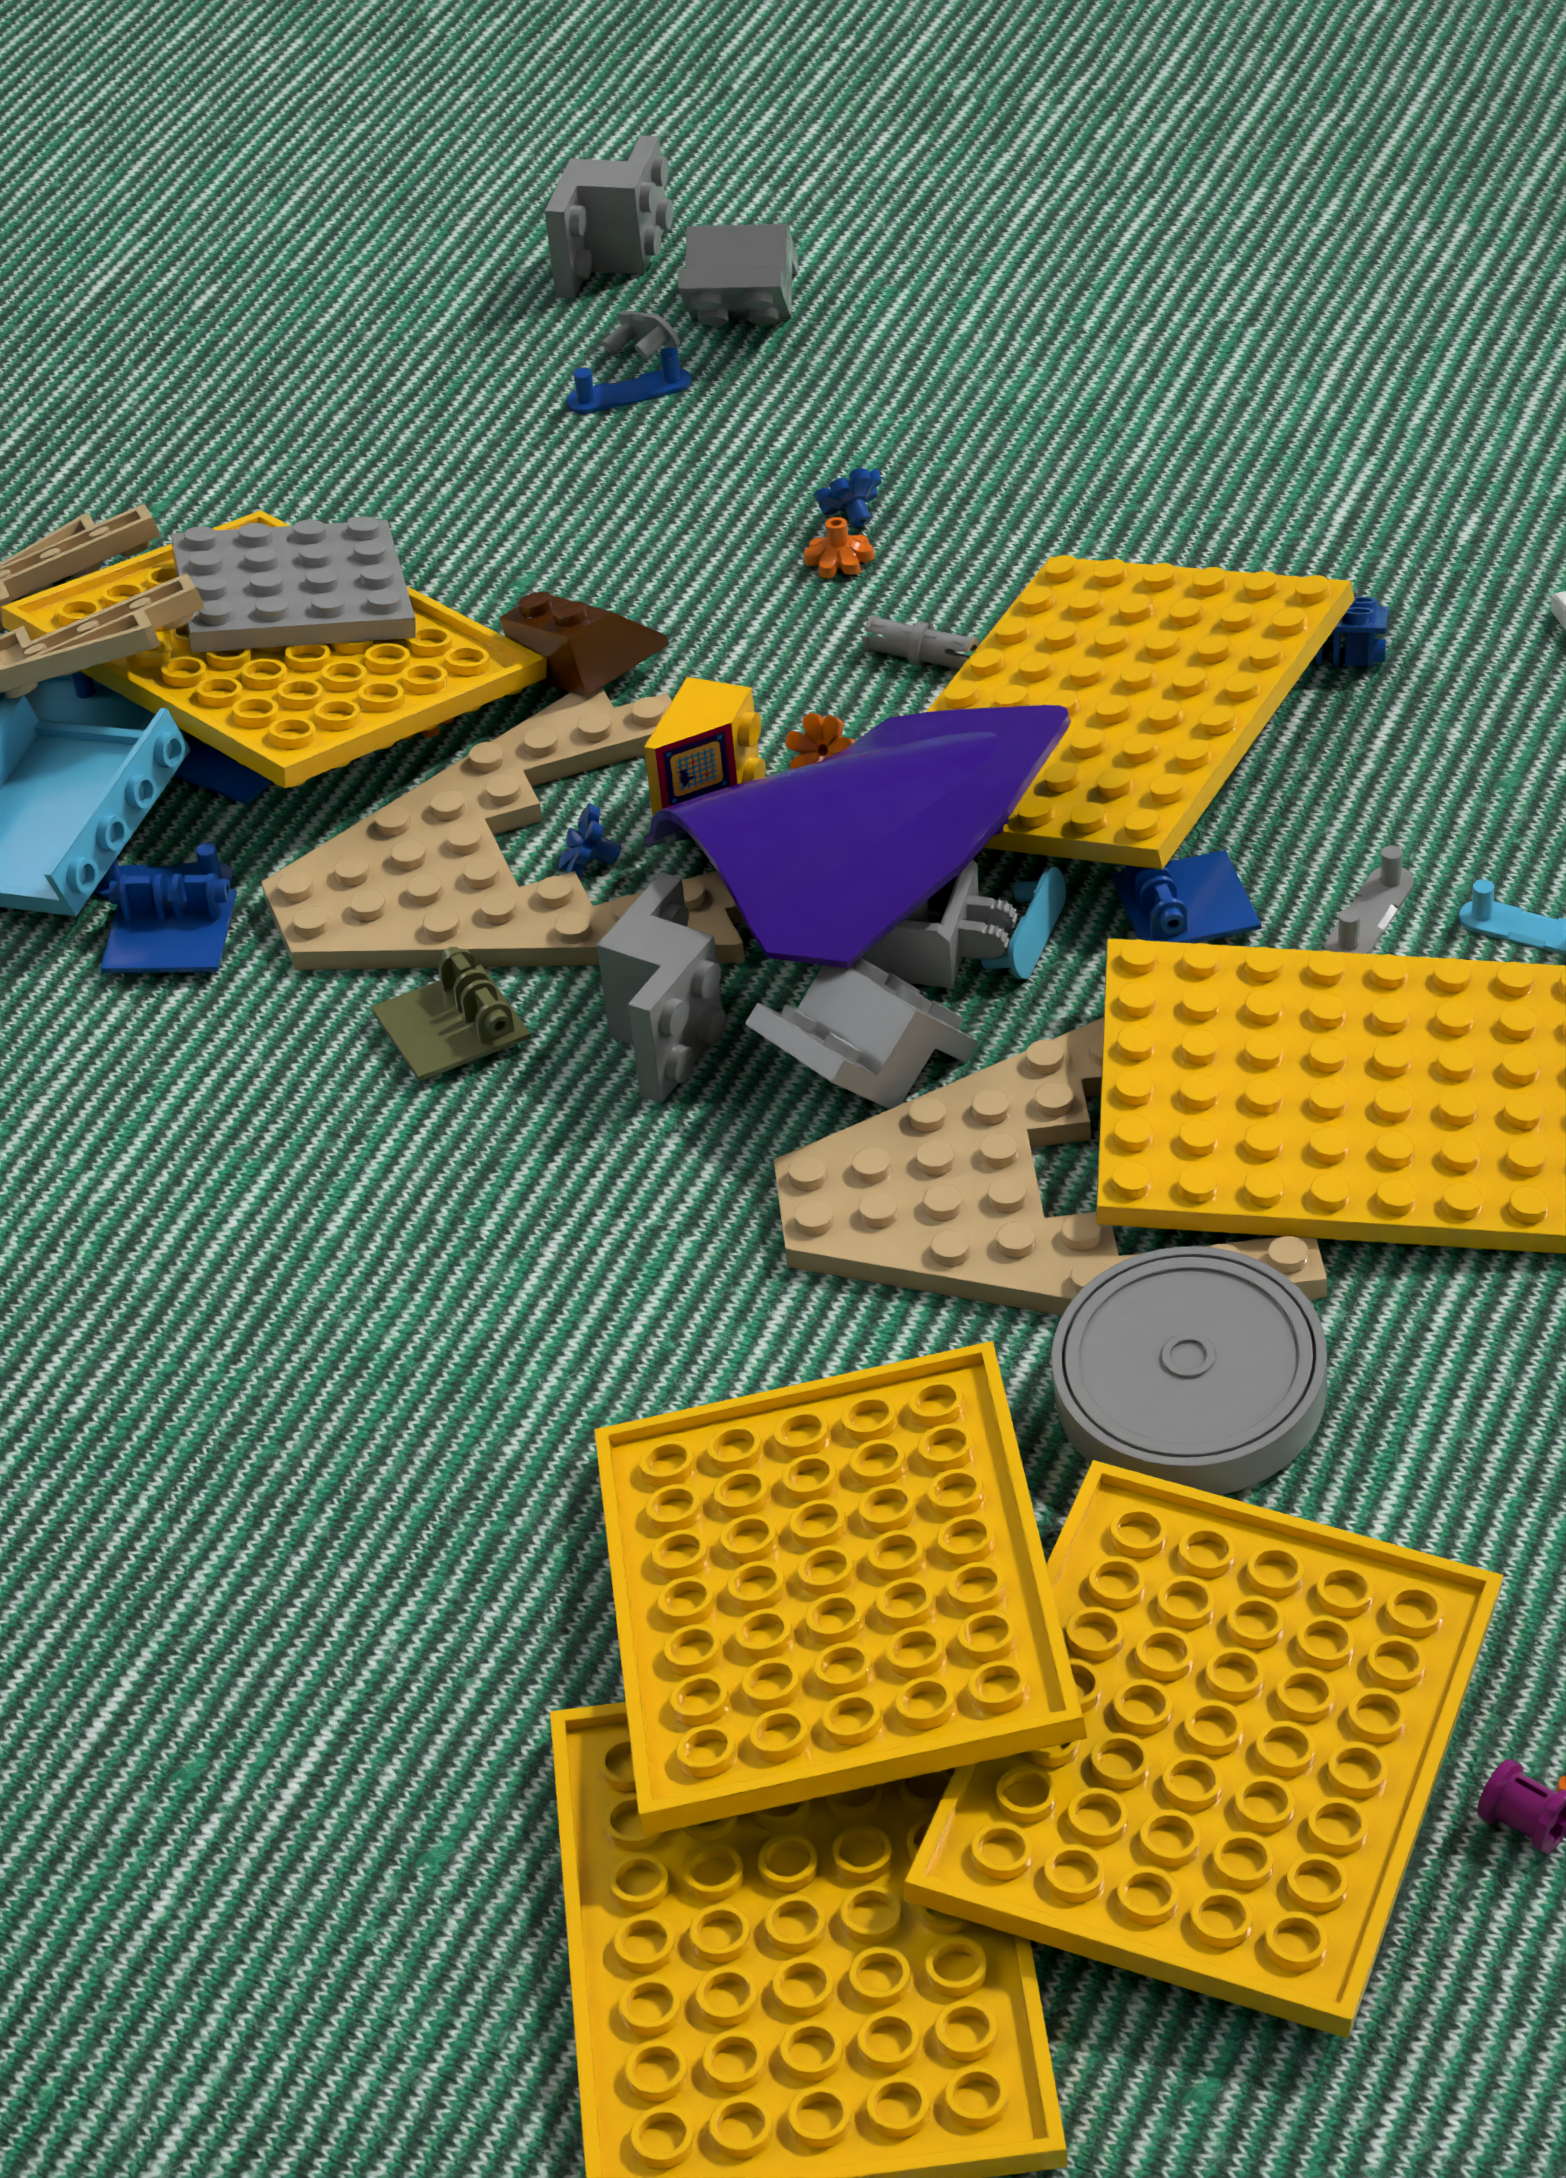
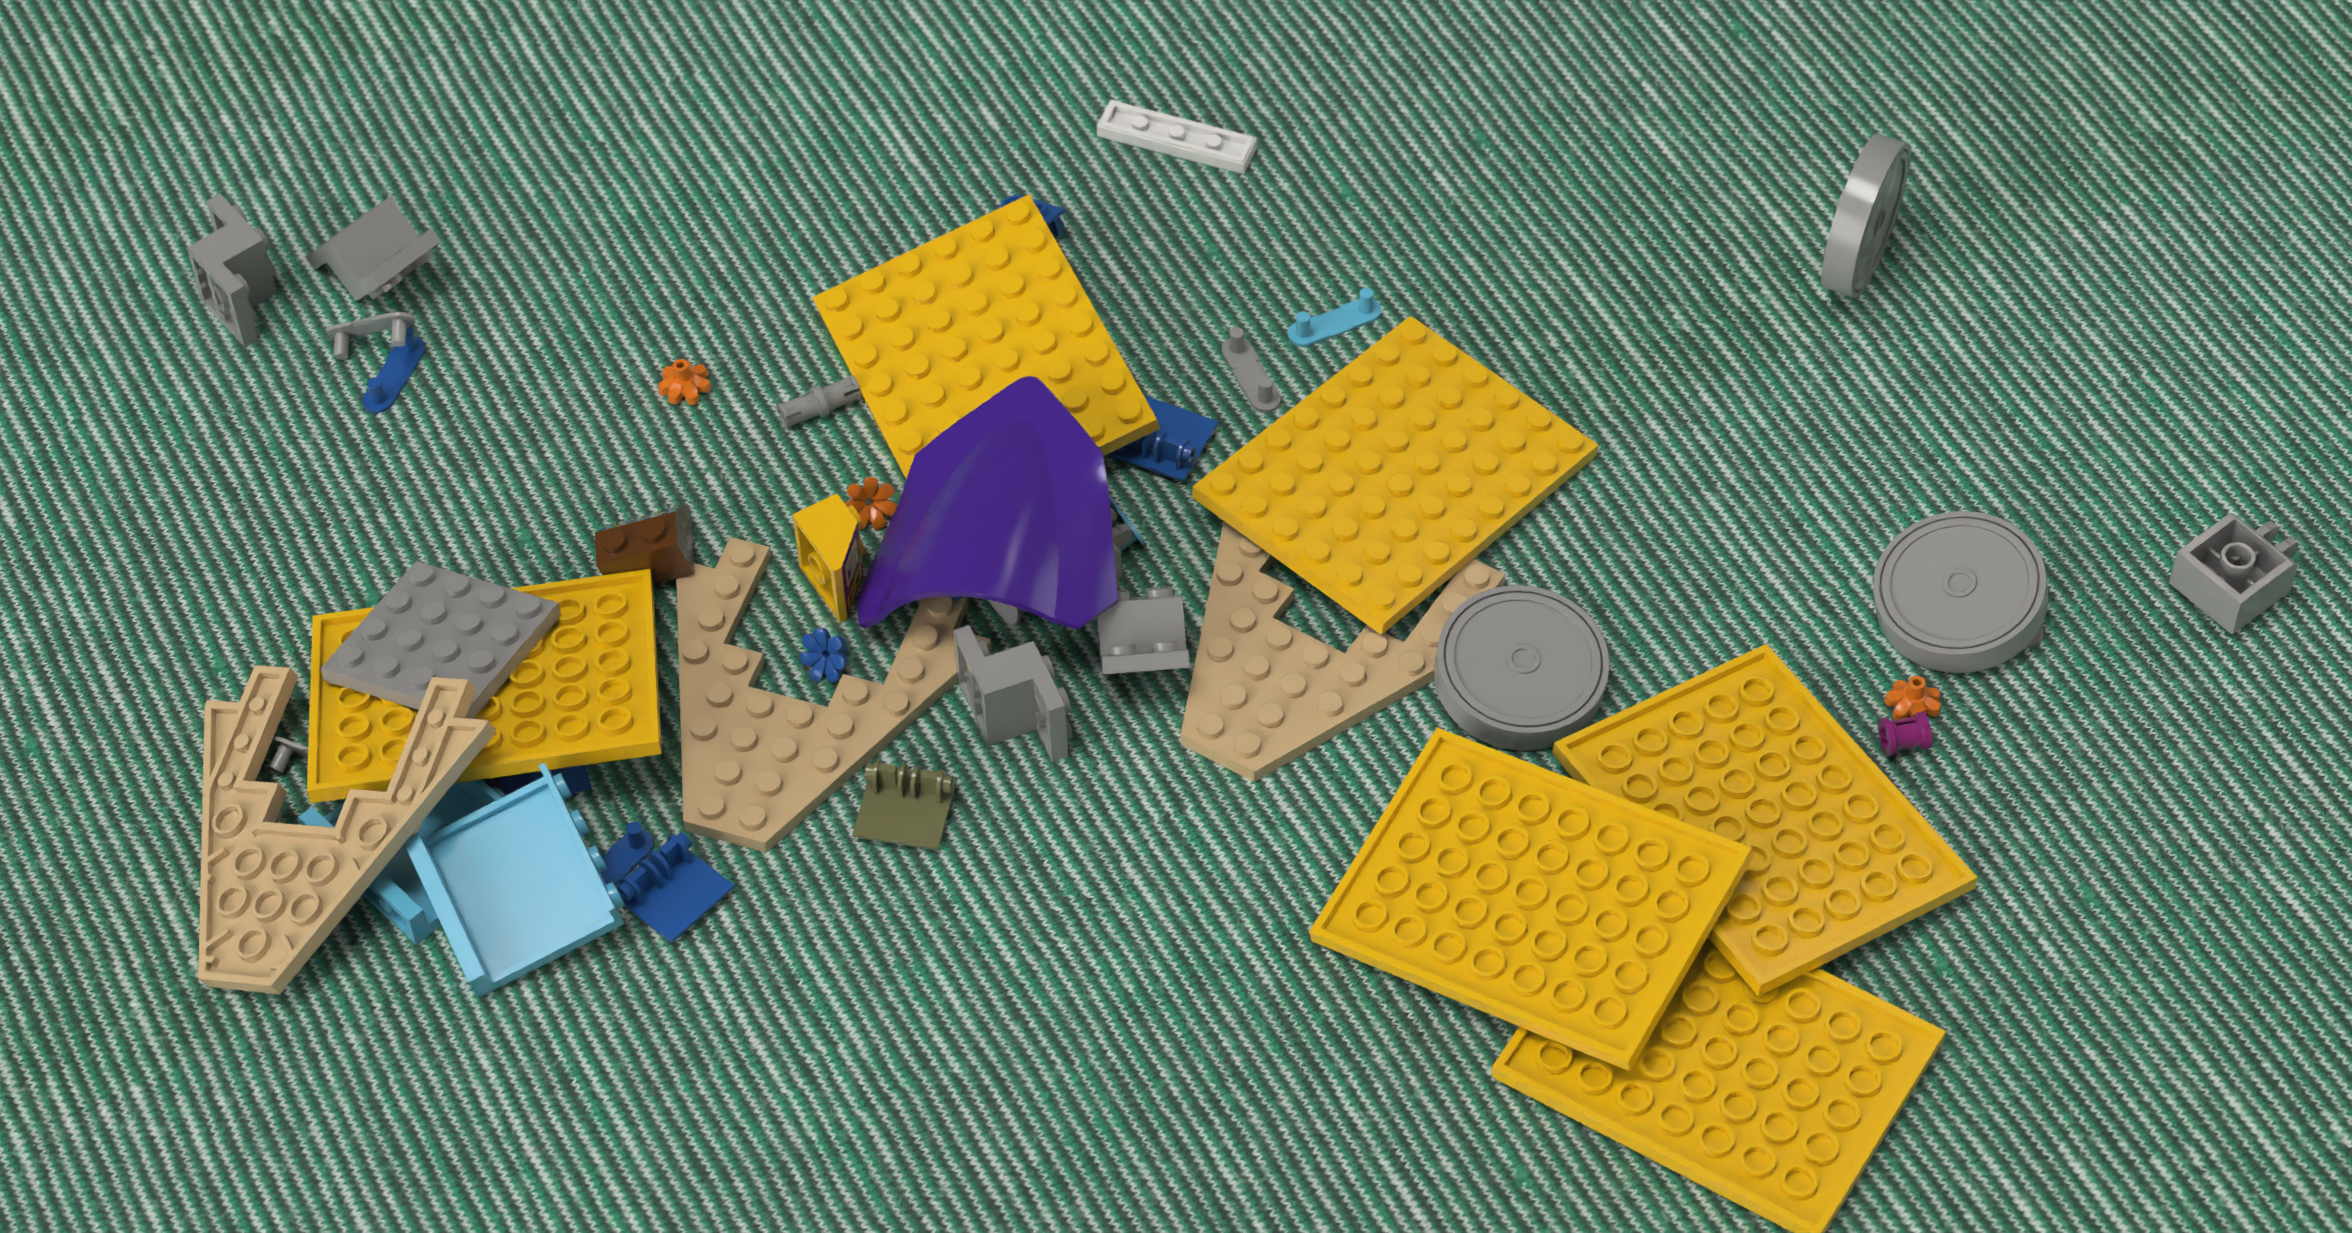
camera: 55 degrees left, 10 degrees up
(850, 495) = (650, 344): blue plant -> none

